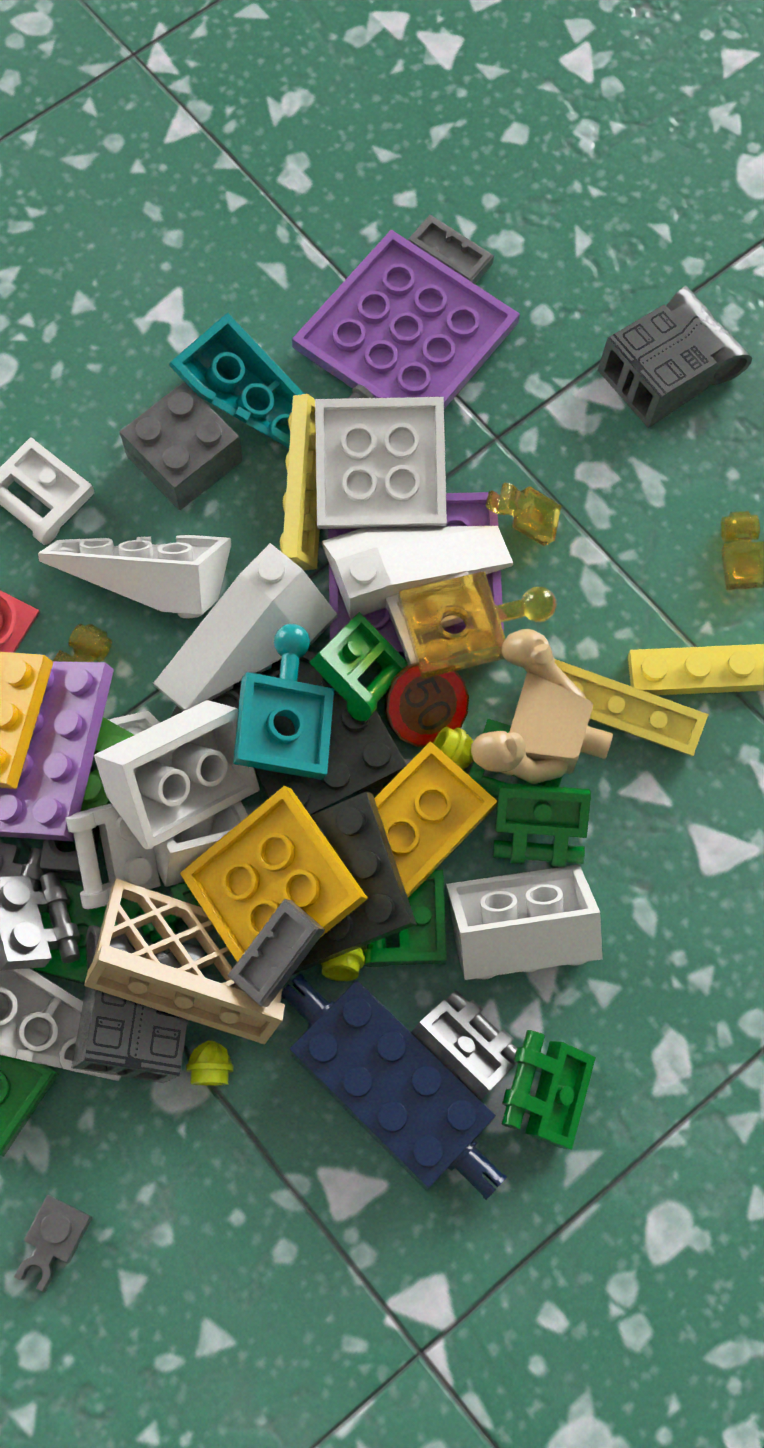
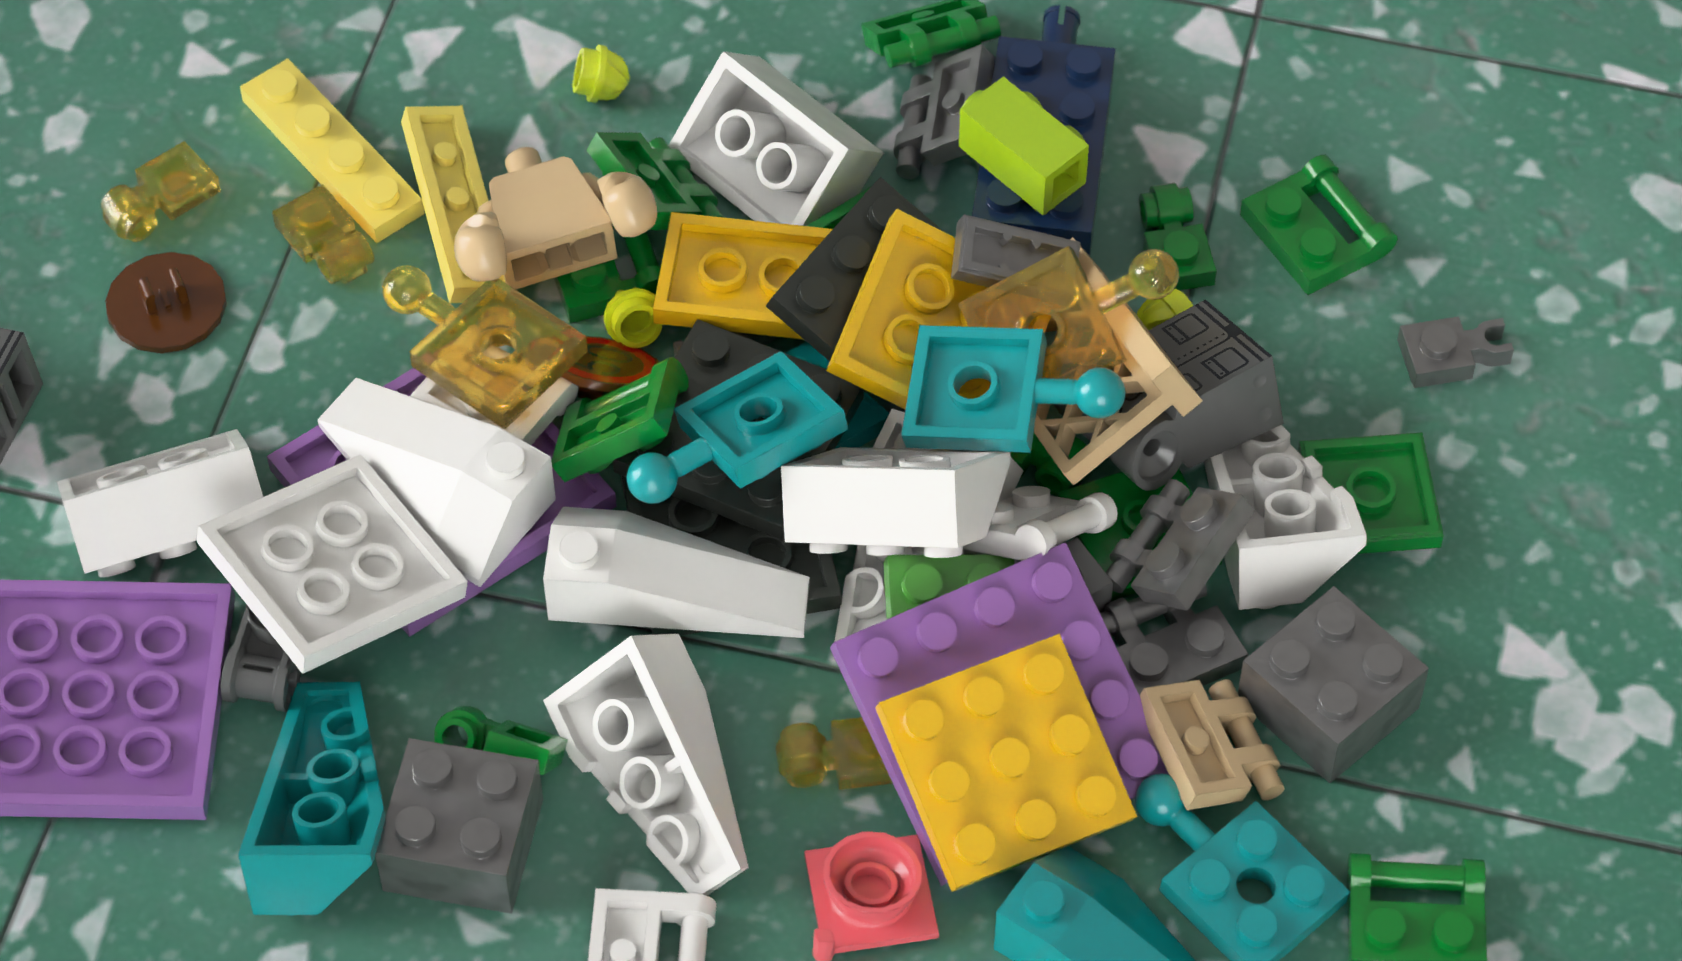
camera: 125 degrees left, 15 degrees down
(190, 882) = (1007, 412): none -> teal plate
(190, 950) = (1062, 290): none -> clear yellow plate
(207, 503) = (500, 738): none -> green plate
(213, 1218) = (1302, 234): none -> green plate
(258, 1122) = (1166, 210): none -> green plate
(300, 531) = (389, 662): light yellow plate -> none
(373, 1036) = (1023, 145): none -> lime brick
(509, 425) = (157, 501): none -> white slope
(532, 511) = (270, 410): clear yellow plate -> none
(658, 624) = (324, 232): none -> clear yellow plate
(662, 518) = (166, 302): none -> reddish brown piece
(663, 858) = (600, 74): none -> neon yellow plate

